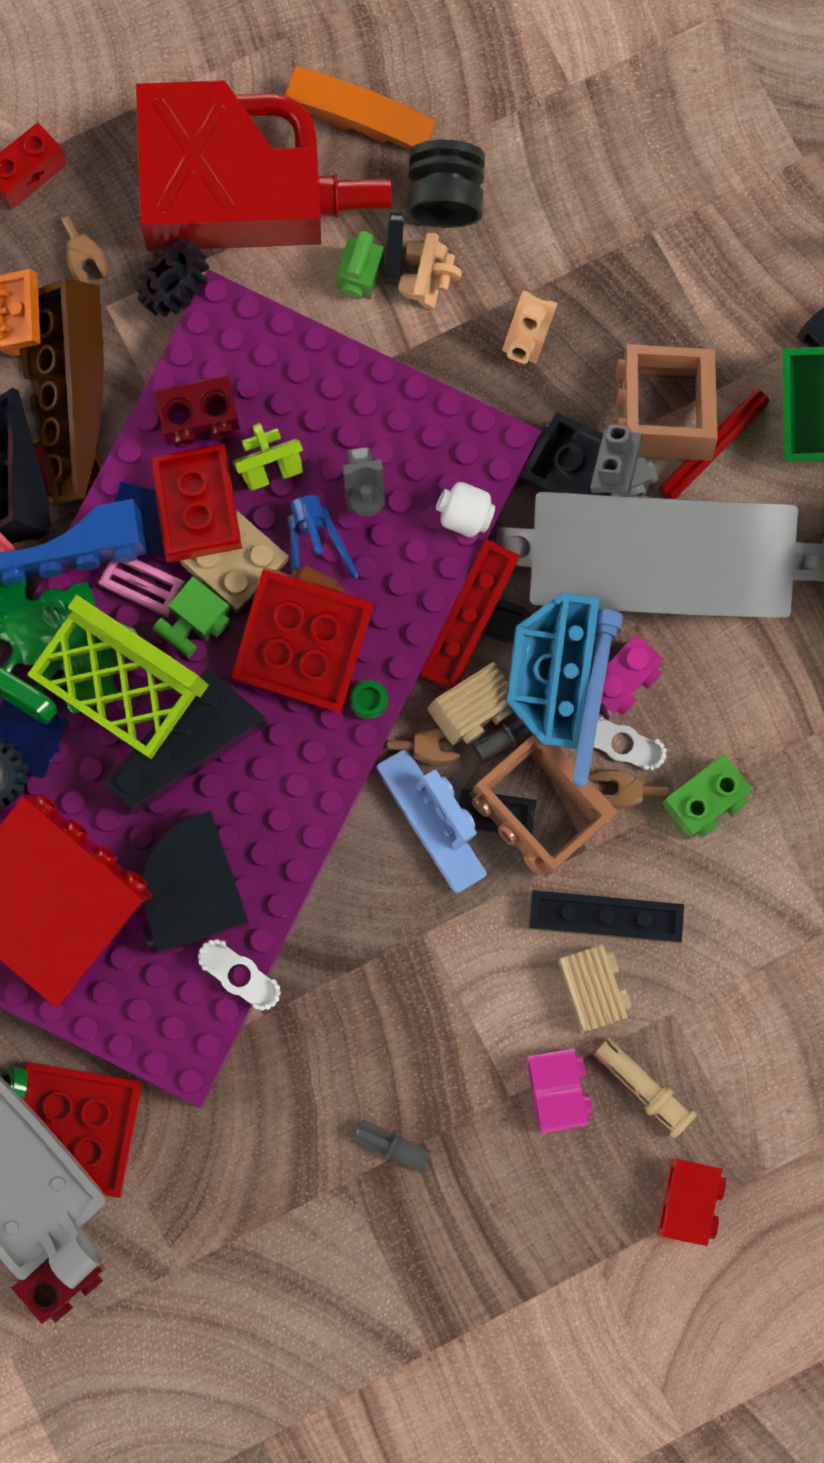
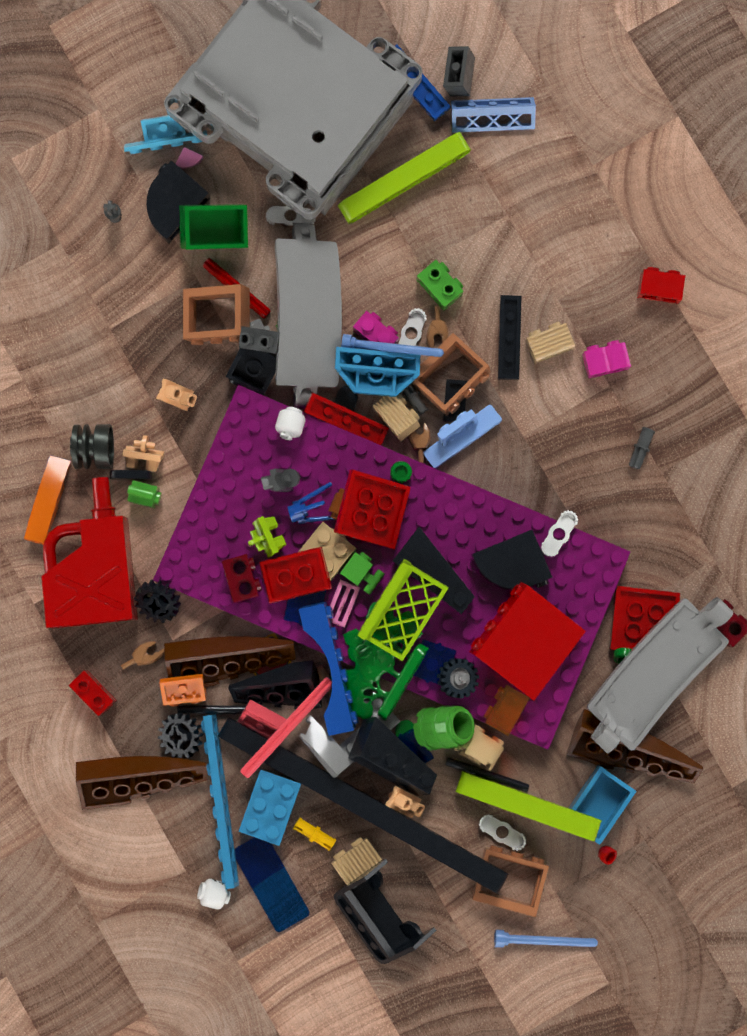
camera: 85 degrees left, 5 degrees up
(657, 1099) = (607, 306): tan pin -> none

